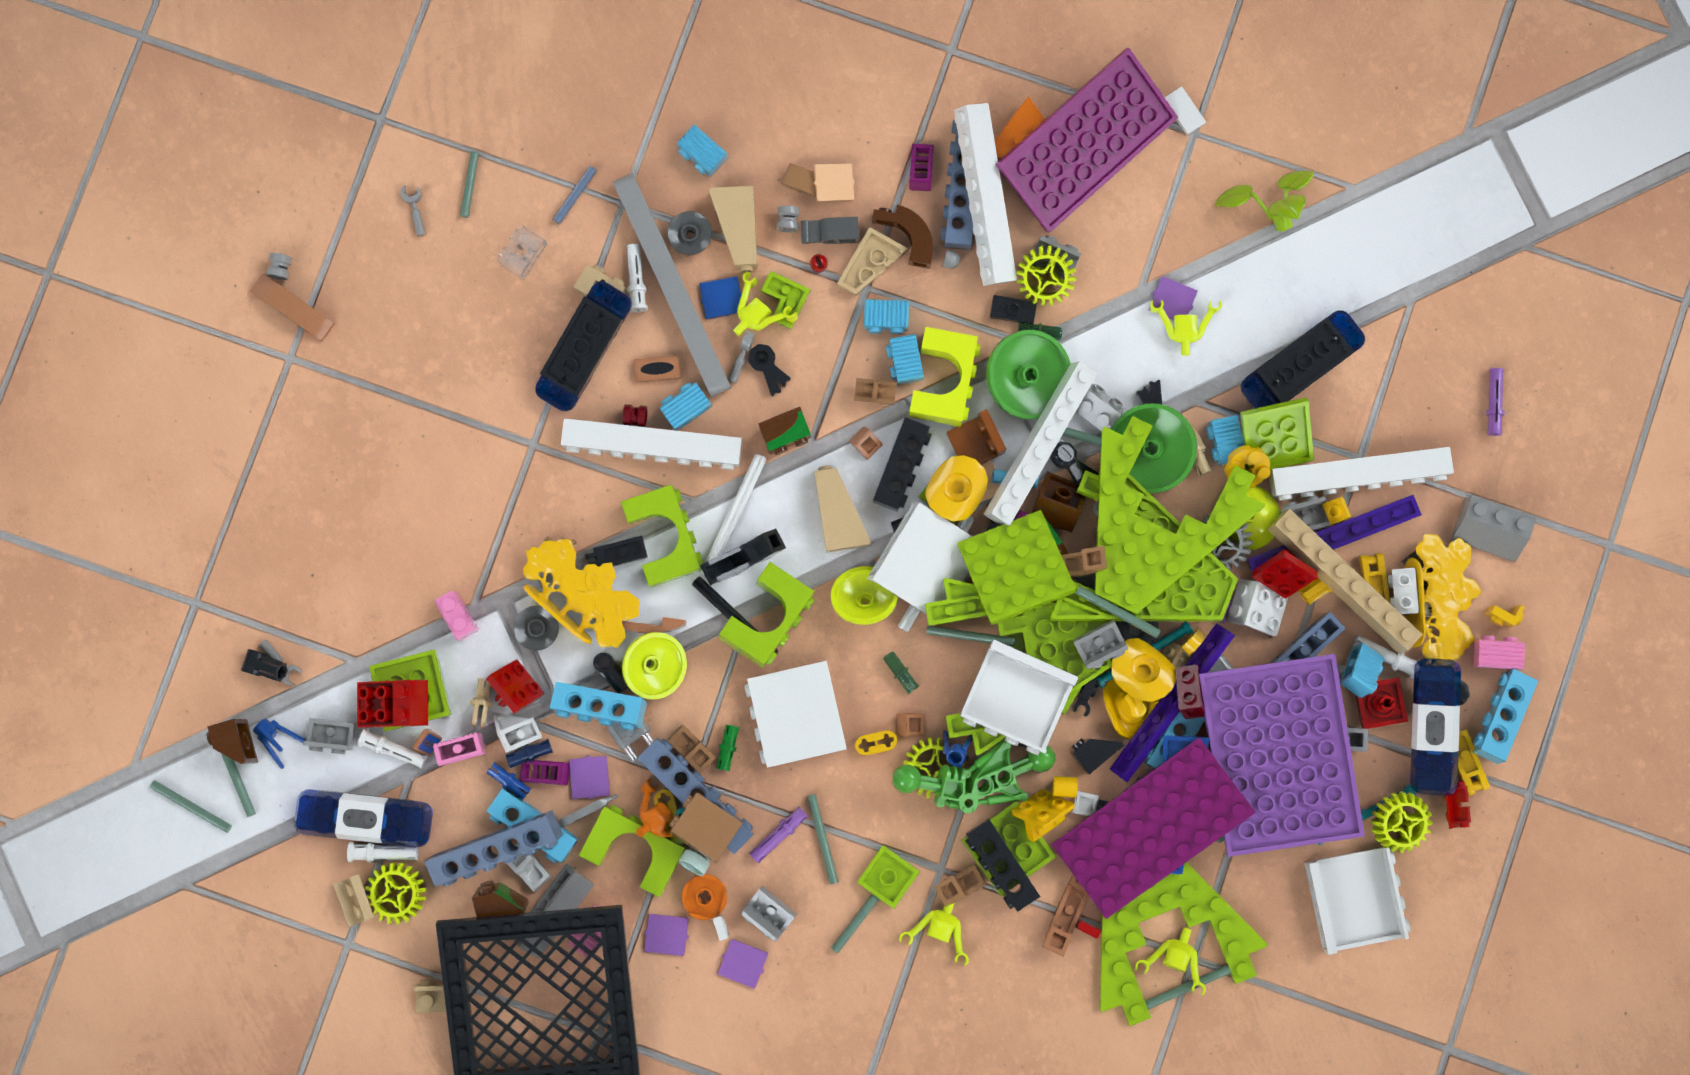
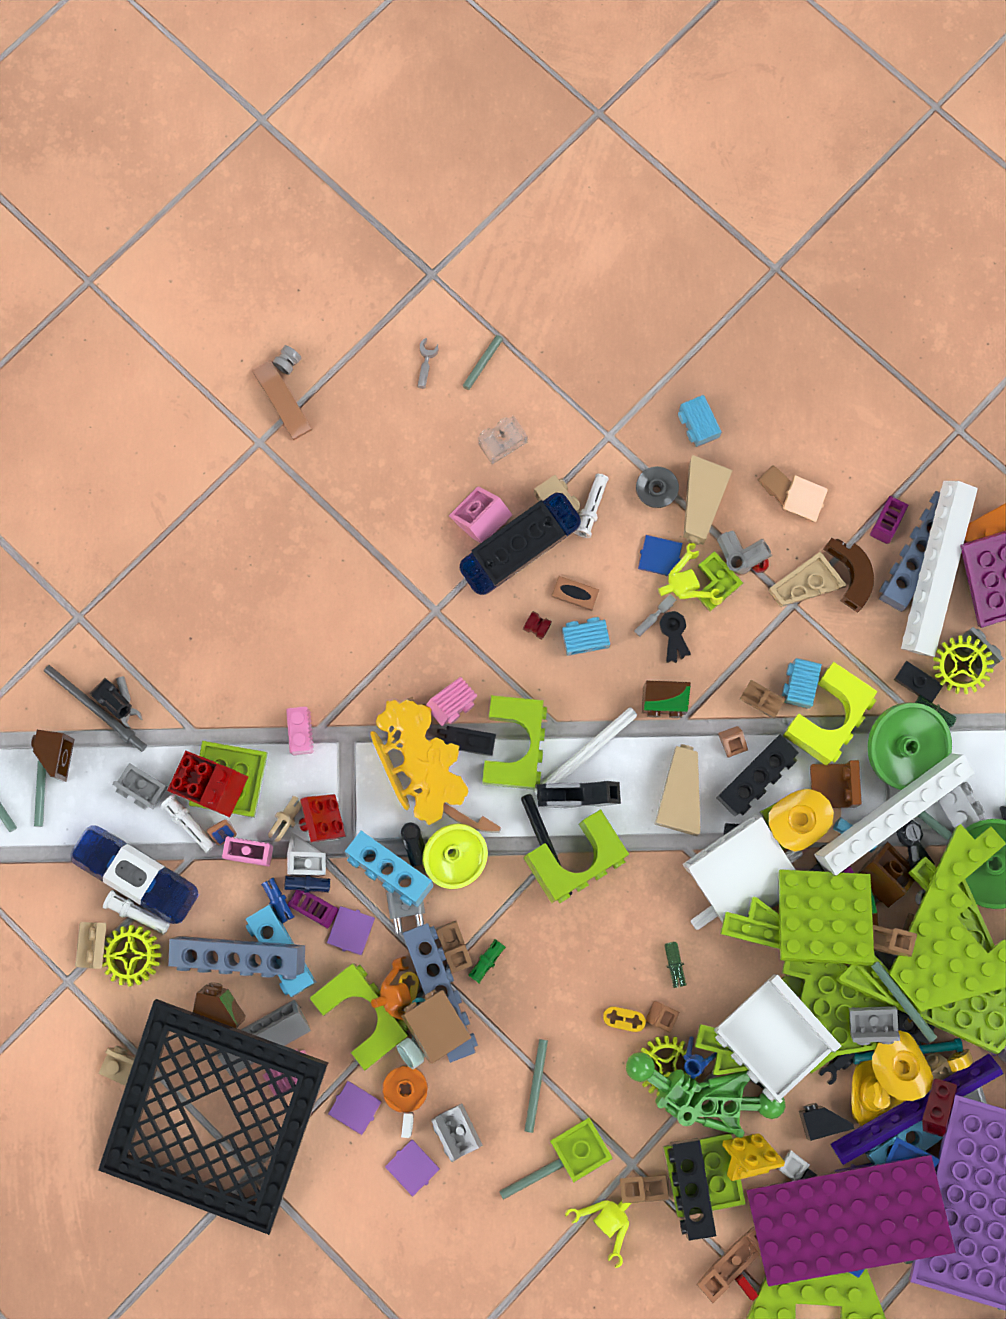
camera: 25 degrees right, 5 degrees down
(266, 733) = (86, 758): blue plant -> none
(293, 692) = (125, 733): none -> dark grey bar
(525, 631) = (353, 774): dark grey dish -> none
(530, 871) = (259, 991): white slope -> none
(534, 334) = (481, 514): none -> bright pink slope
(574, 195) = (570, 410): sand blue bar -> none
(586, 524) = (452, 701): none -> bright pink brick
(586, 810) = (338, 959): light grey piece -> none
(652, 443) = (542, 656): white brick -> none
(672, 285) = (621, 526): light grey beam -> none
(779, 834) = (497, 1063): medium lavender pin -> none
(788, 219) = (750, 512): light grey wheel -> none
(789, 262) = (751, 555): none -> light grey piece
(795, 714) = (562, 959): white panel -> none
(830, 231) = (784, 540): dark grey piece -> none
(853, 590) = (666, 869): neon yellow dish -> none
(886, 316) = (801, 636): medium azure brick -> none
(951, 259) = (881, 612): light grey hinge -> none
(967, 635) = (752, 959): sand green bar -> none
(1064, 786) = (782, 1142): yellow piece -> none

